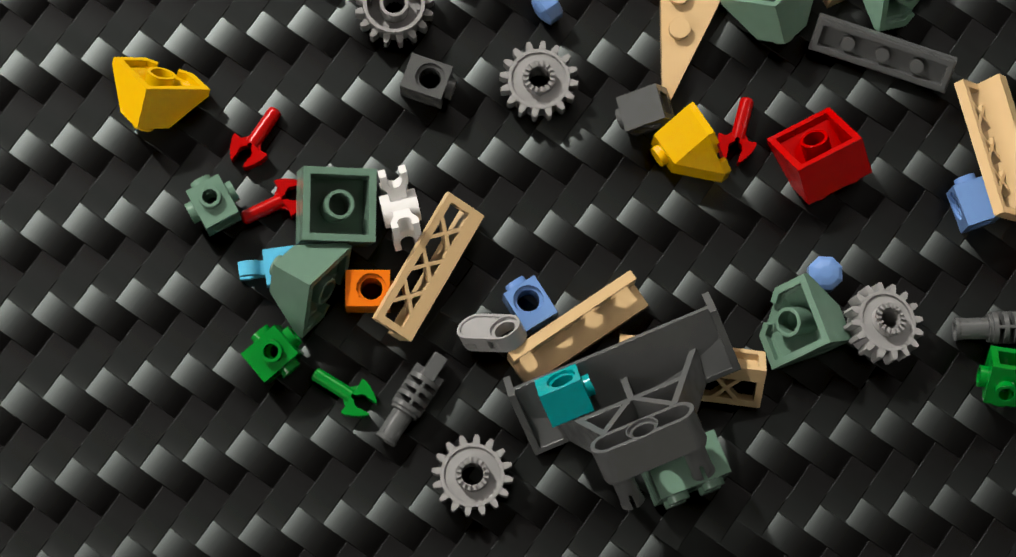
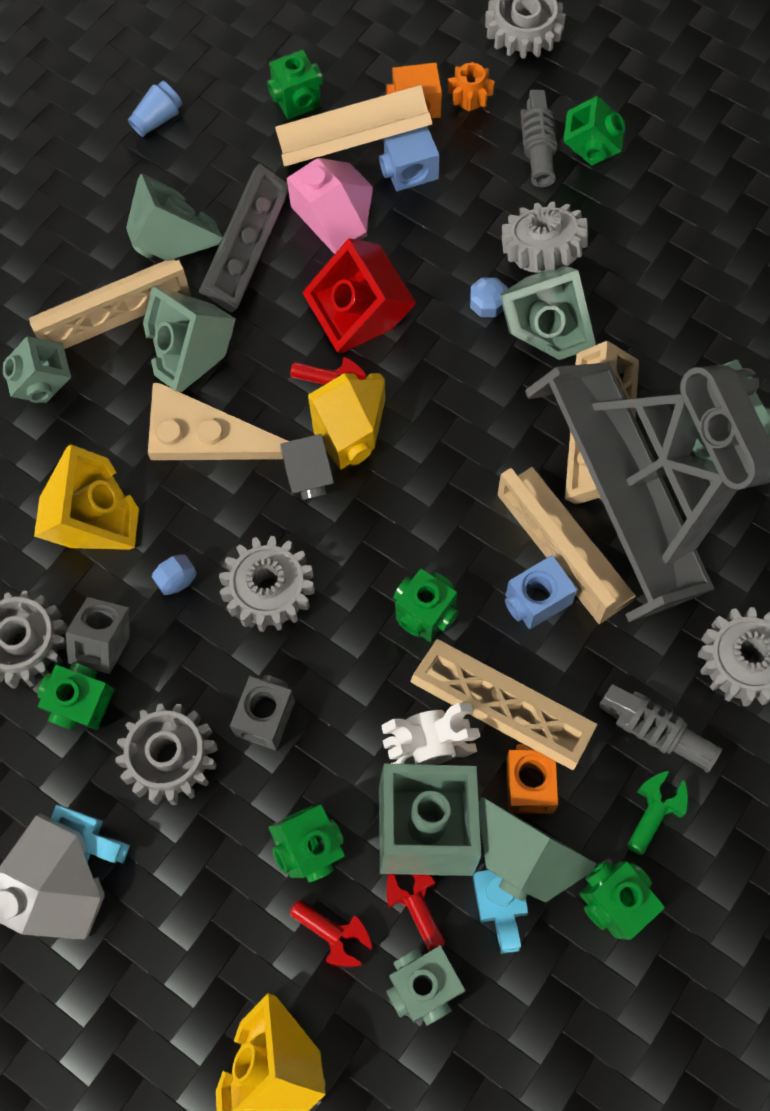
camera: 80 degrees left, 10 degrees down
(330, 108) = (307, 843): none -> green brick
(484, 332) = (575, 641): light grey piece -> none
(512, 221) = (421, 617): none -> green brick
(565, 394) = (659, 537): teal brick -> none
(925, 134) = (331, 200): none -> bright pink slope

